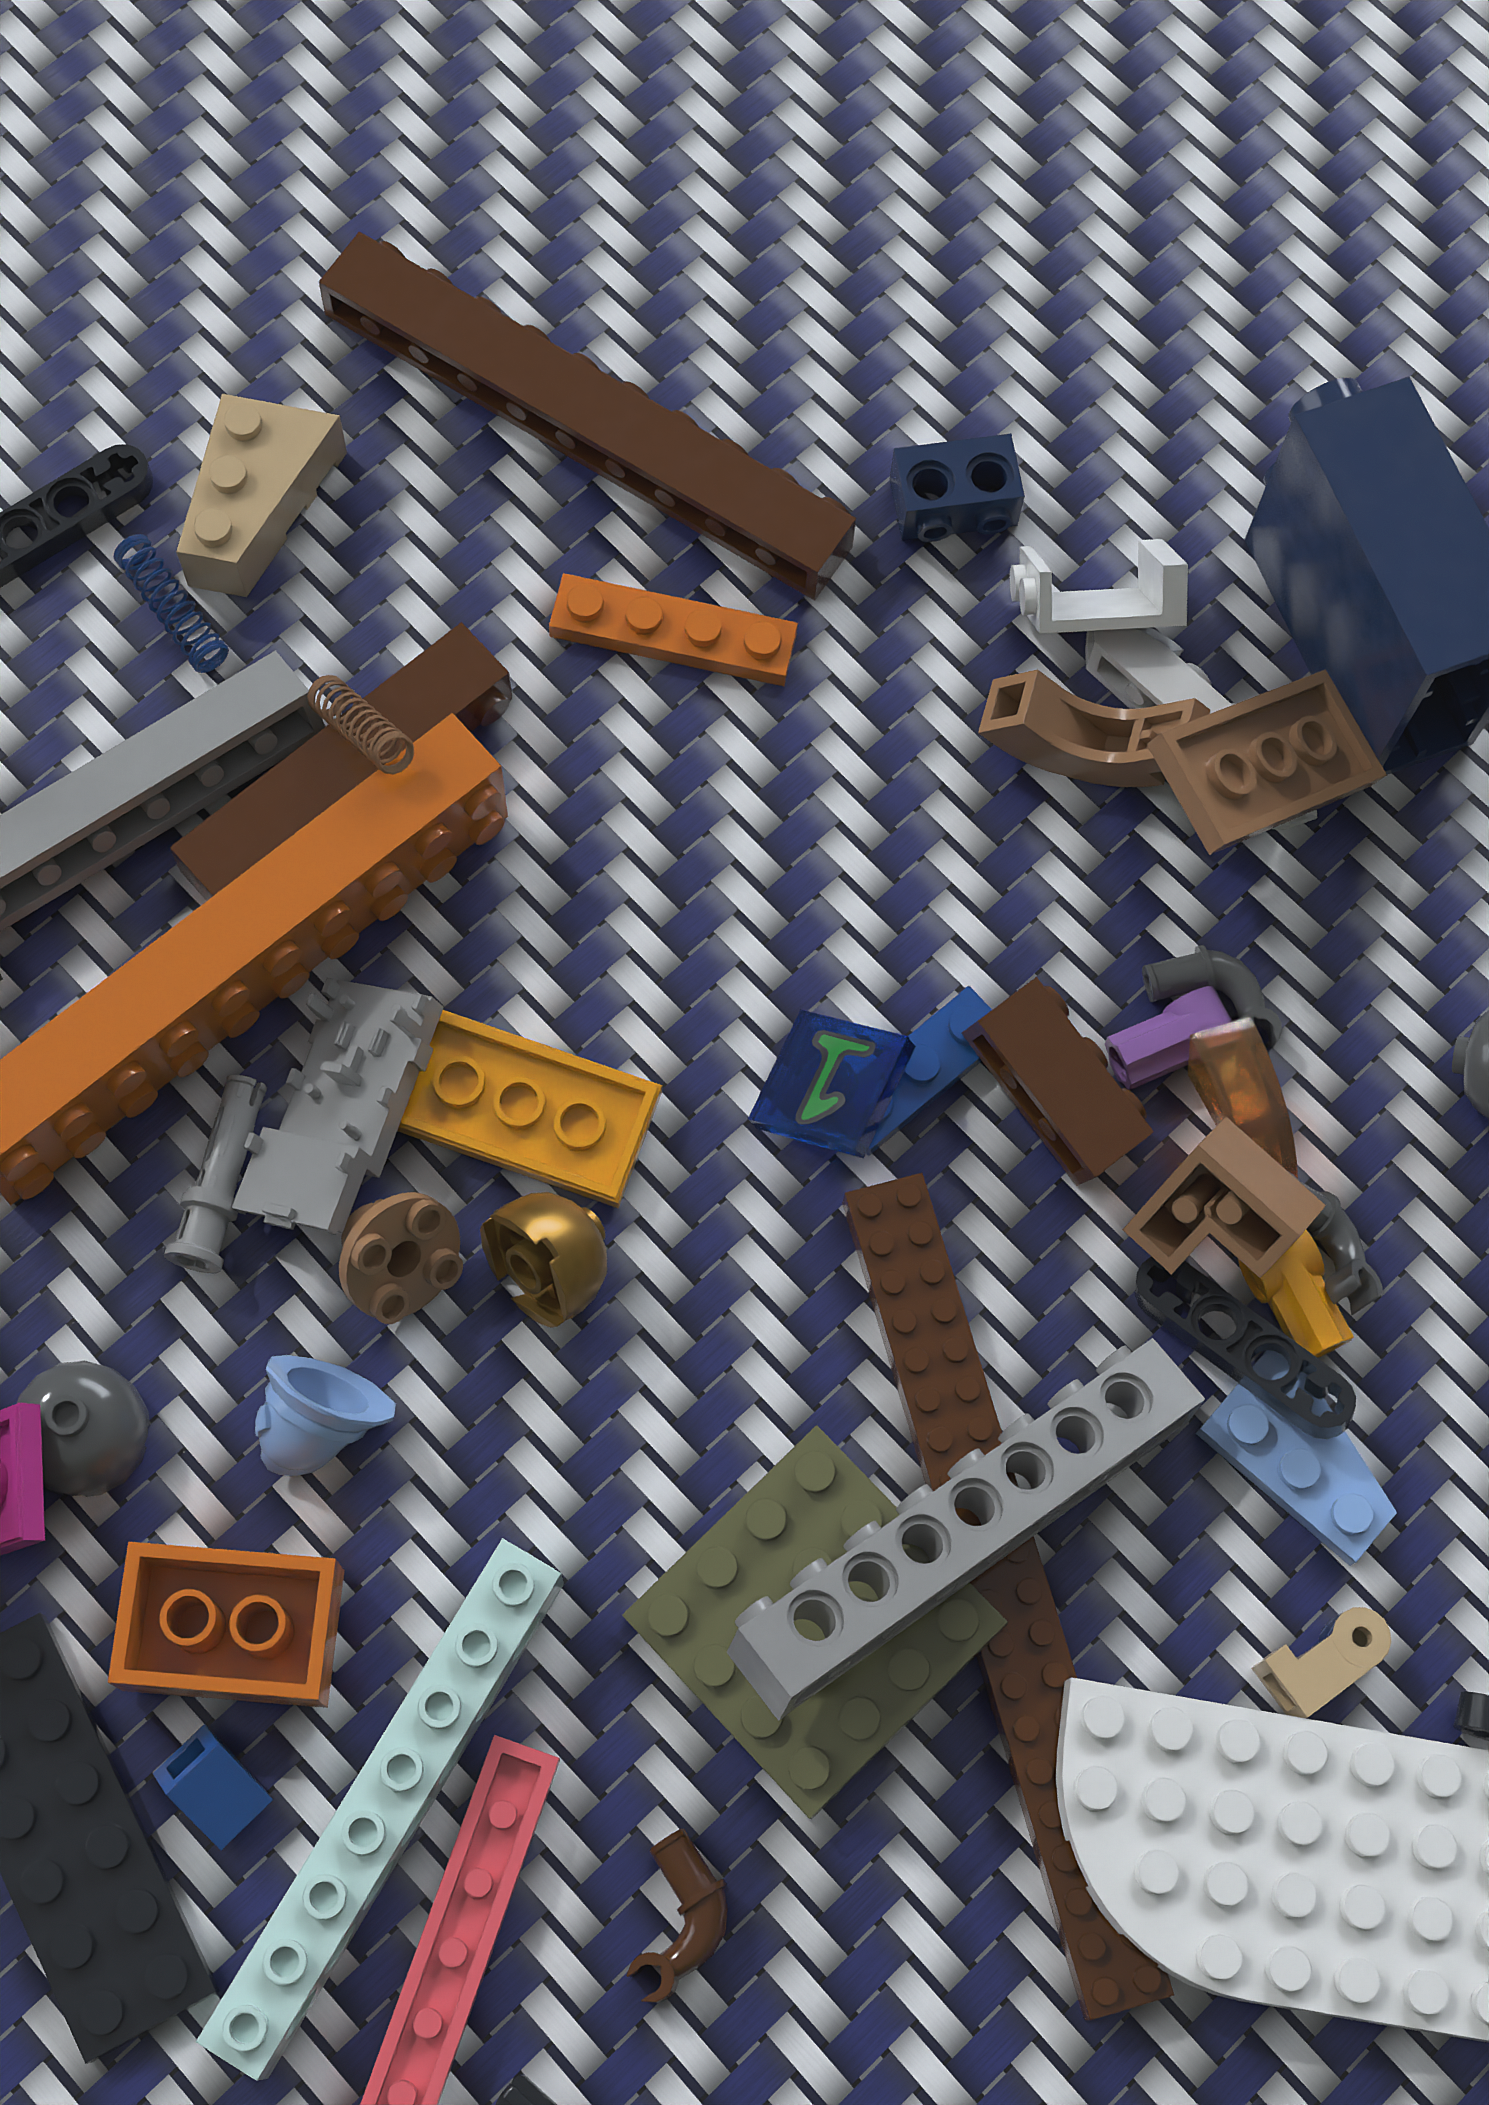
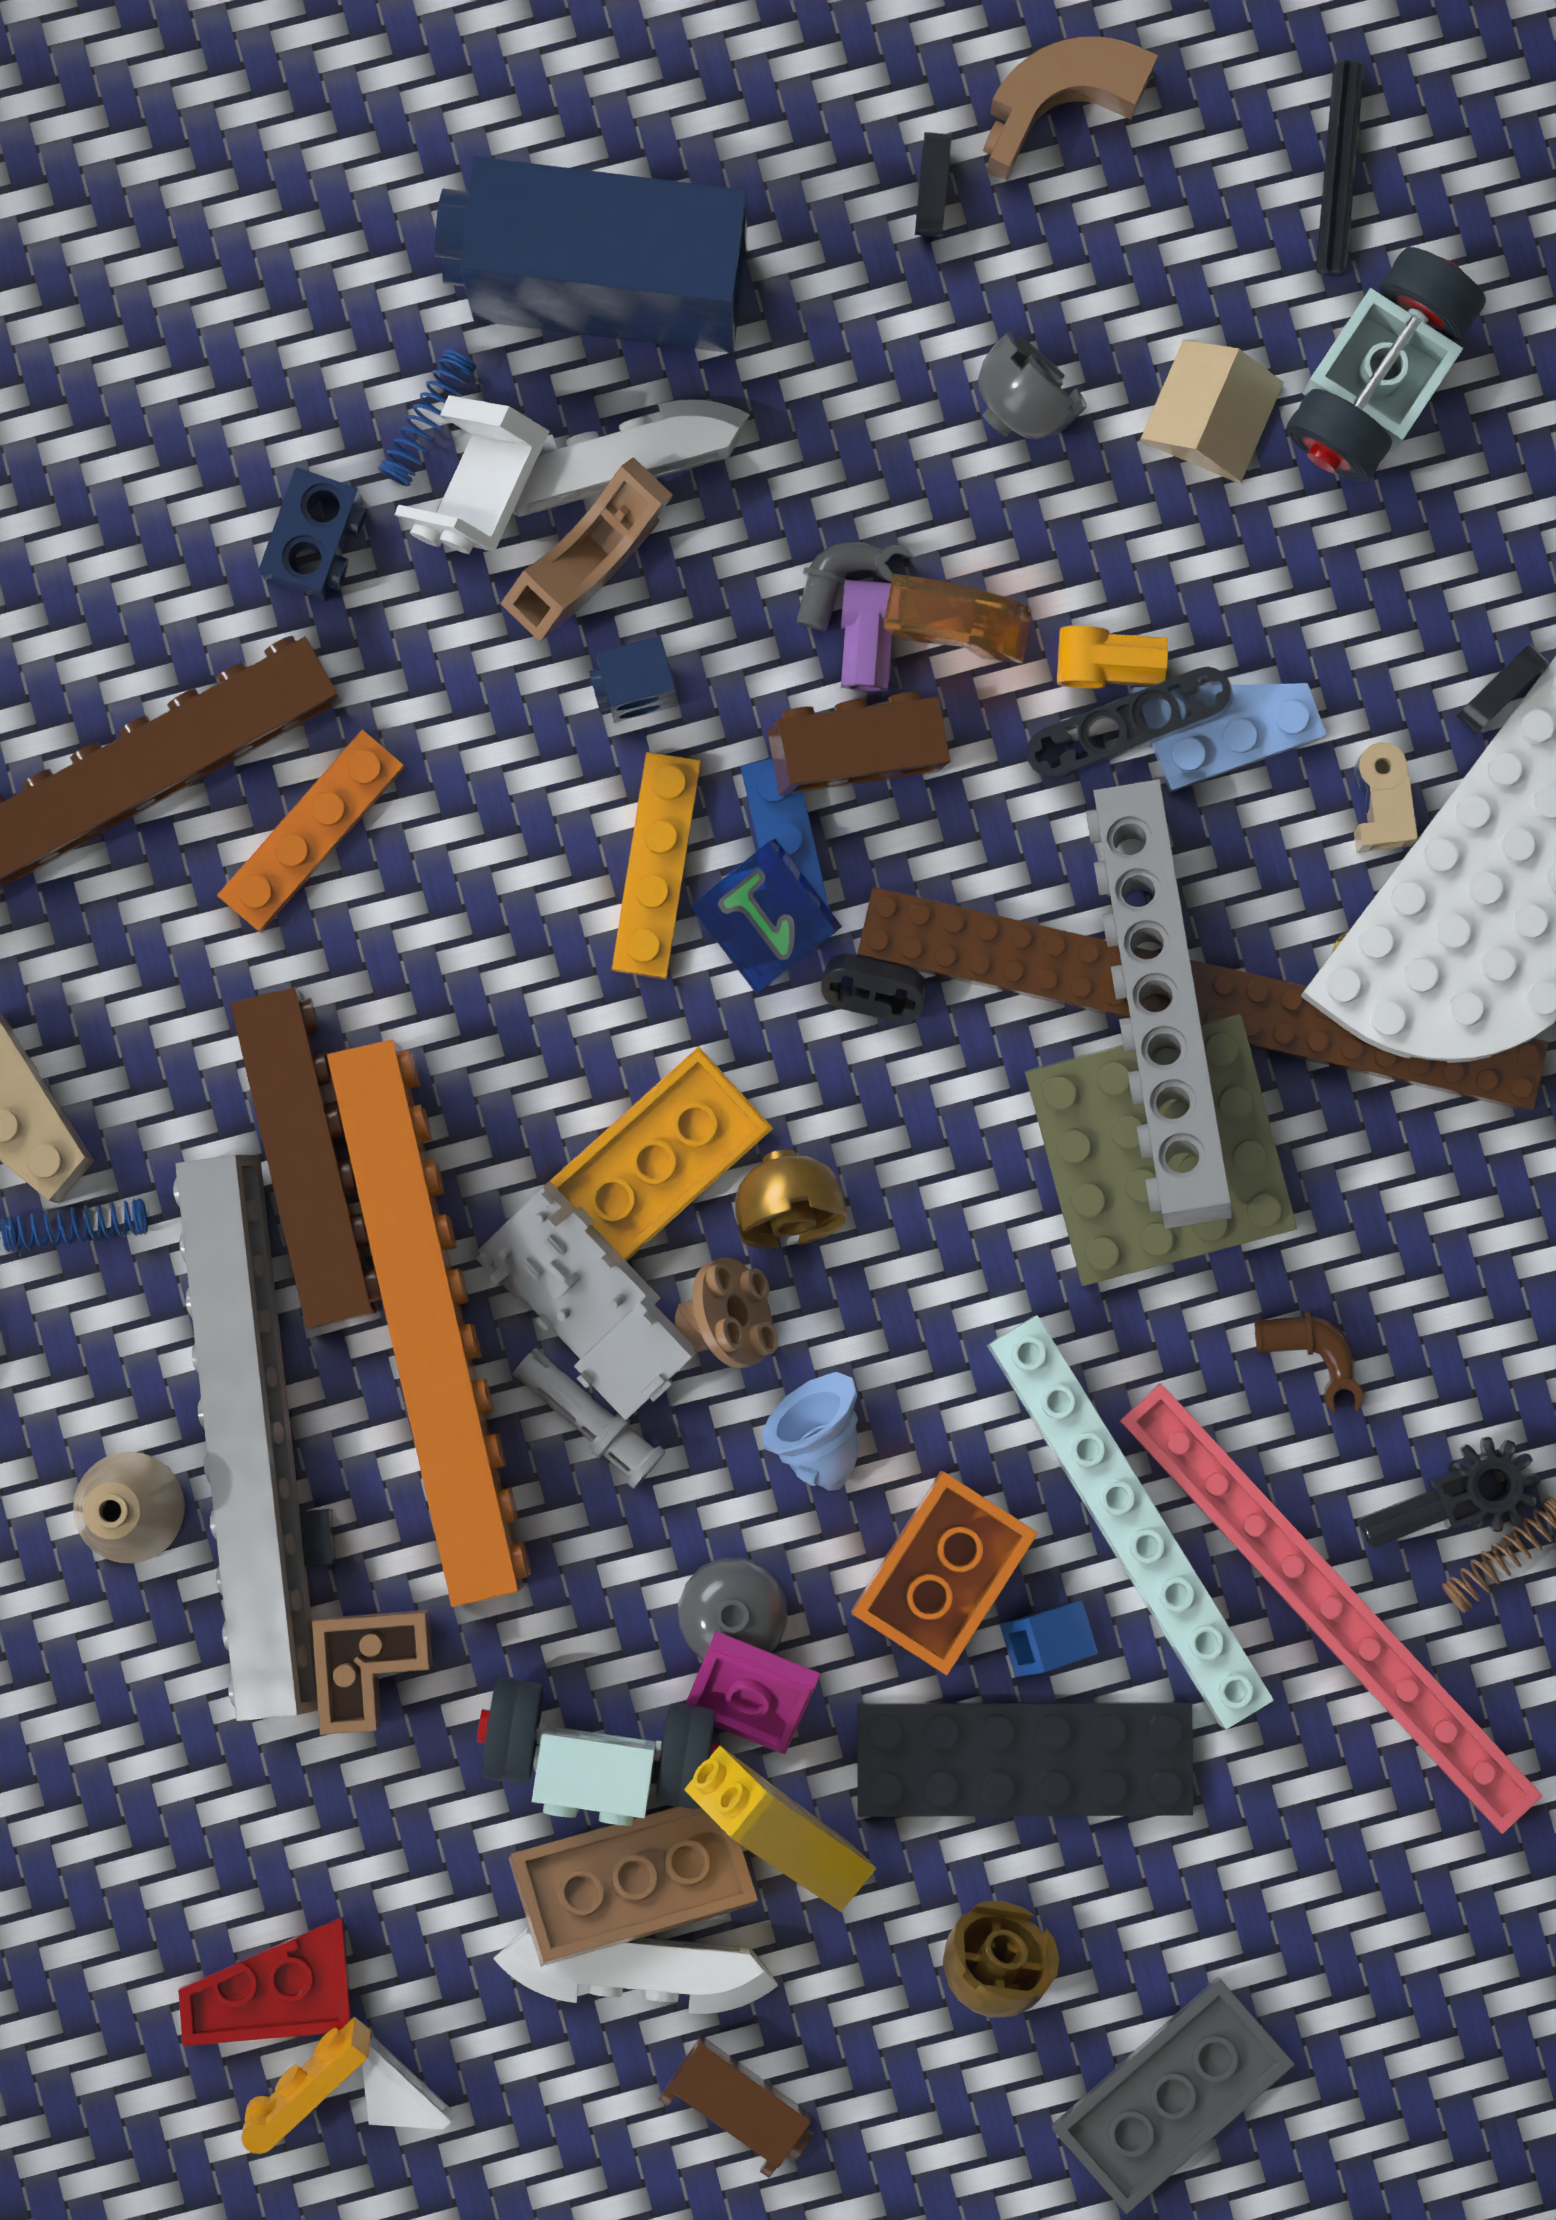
camera: 60 degrees left, 15 degrees up
(340, 704) = (336, 1120): medium nougat piece -> none
(819, 1230) = (874, 988): none -> black beam
(822, 959) = (656, 865): none -> light orange plate
(994, 831) = (634, 680): none -> dark blue brick
(1060, 527) = (390, 468): none -> blue piece
(1232, 1193) = (1022, 673): medium nougat brick -> none
(1266, 761) = (699, 438): medium nougat plate -> none
(1342, 1242) = (1068, 603): dark grey piece -> none

